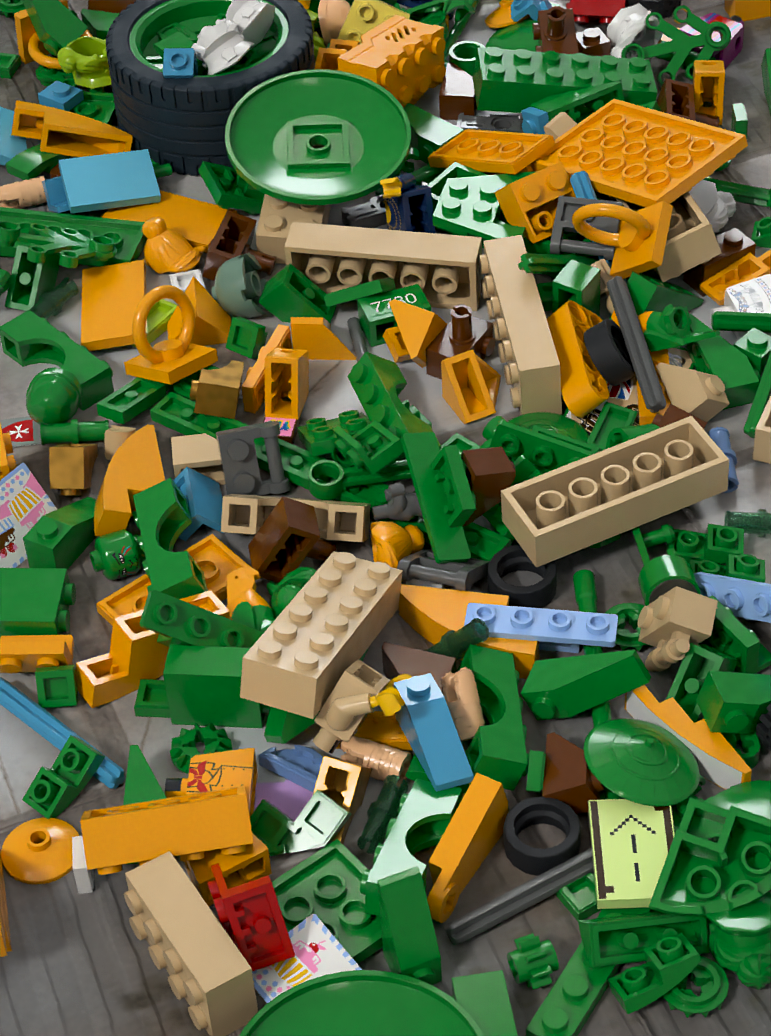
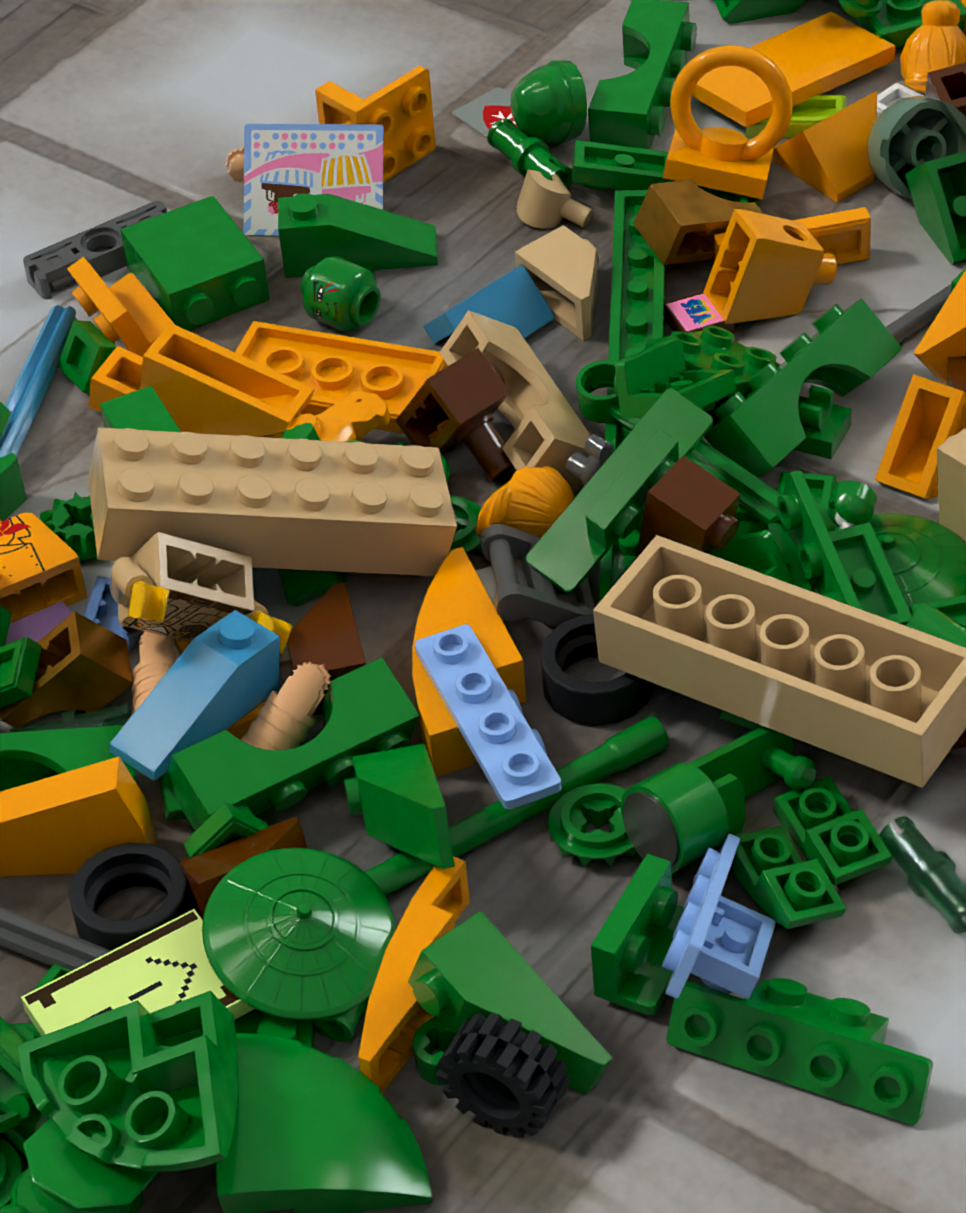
camera: 60 degrees right, 0 degrees up
(51, 302) = (742, 20): clear green pin -> none
(71, 467) = (458, 178): pearl gold arch -> none
(130, 471) = (459, 235): light orange slope -> none
(162, 517) = (401, 291): green arch -> none
(193, 626) = (181, 374): green bracket -> none
(241, 462) = (569, 306): dark grey plate -> none
(246, 337) = (836, 193): green tile -> none
(316, 337) = (897, 259): light orange slope -> none
(457, 642) = (397, 648): clear green pin -> none
(674, 623) = (586, 851): tan brick -> none
(692, 675) = (550, 929): green slope -> none

